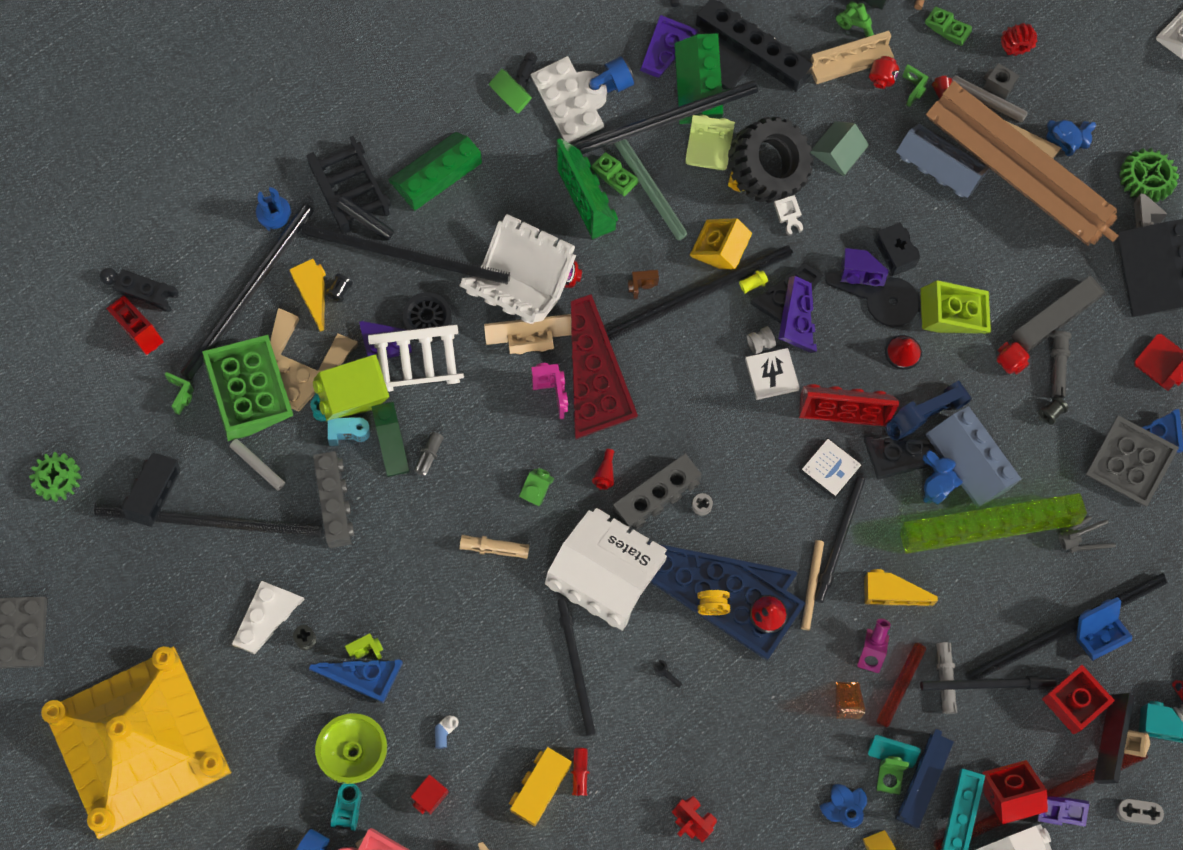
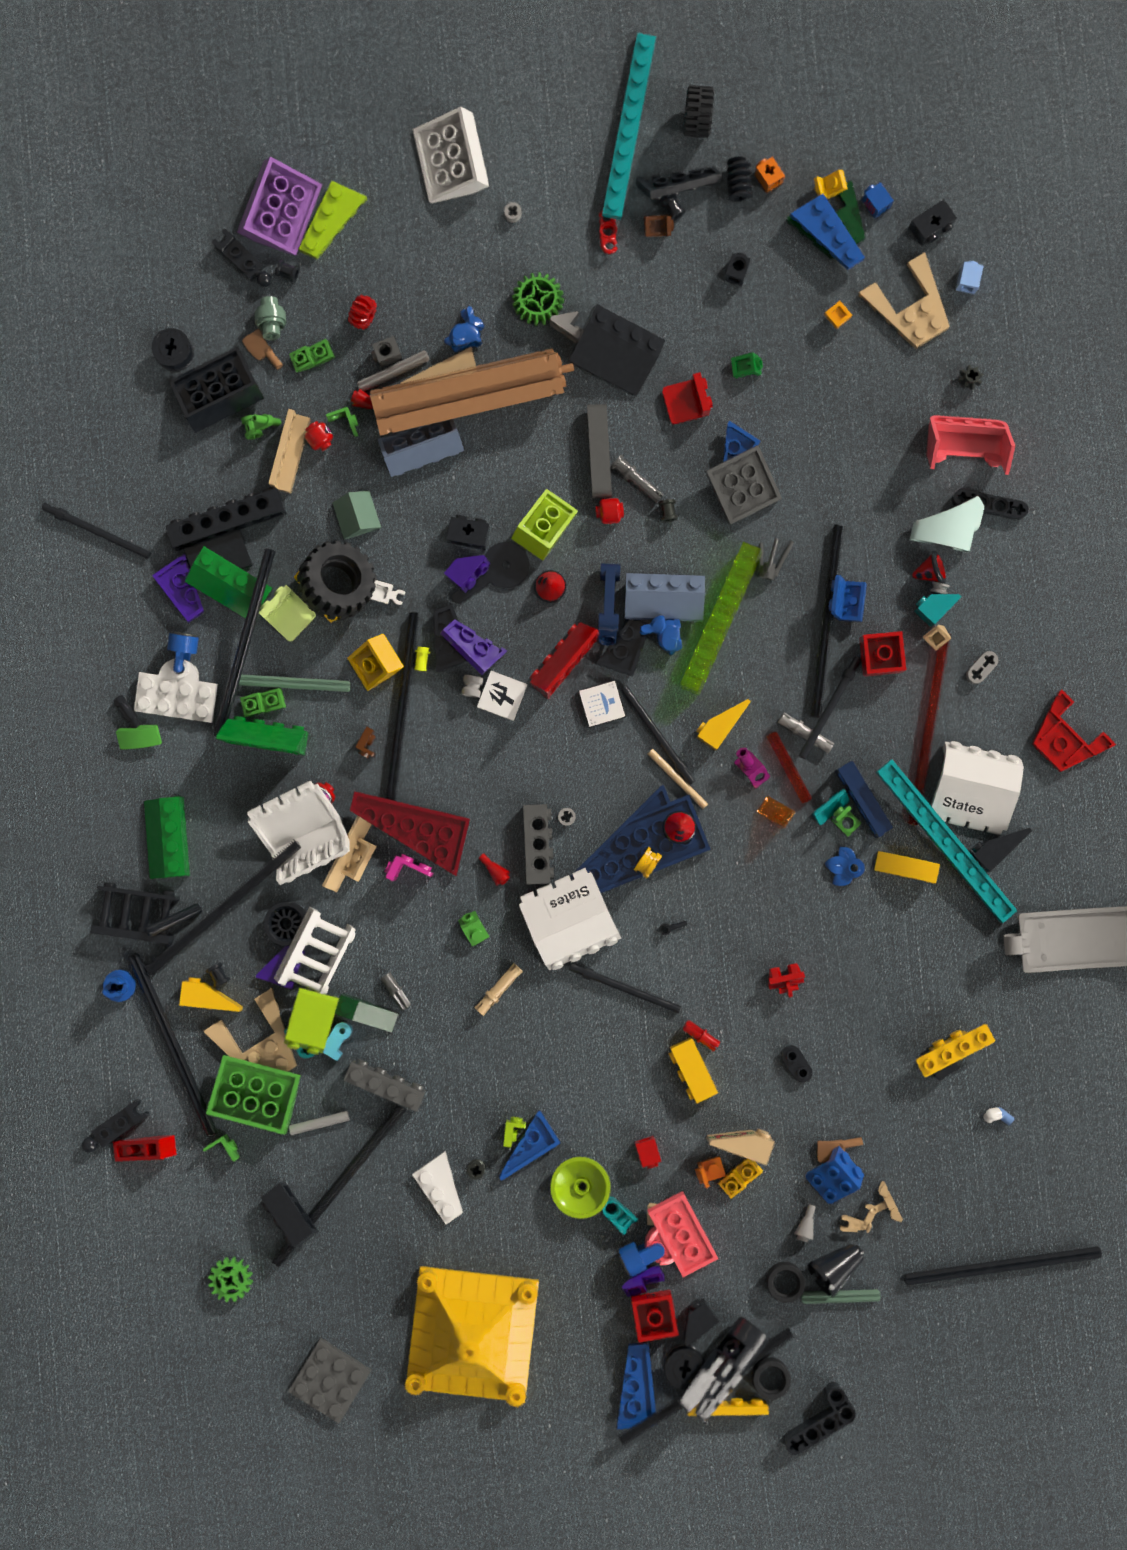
camera: 55 degrees left, 15 degrees up
(442, 729) = (607, 1111): arm -> none
(1015, 792) = (915, 746): red brick -> none
(1065, 811) = (944, 722): slope -> none
(1114, 739) = (925, 649): black tile -> none

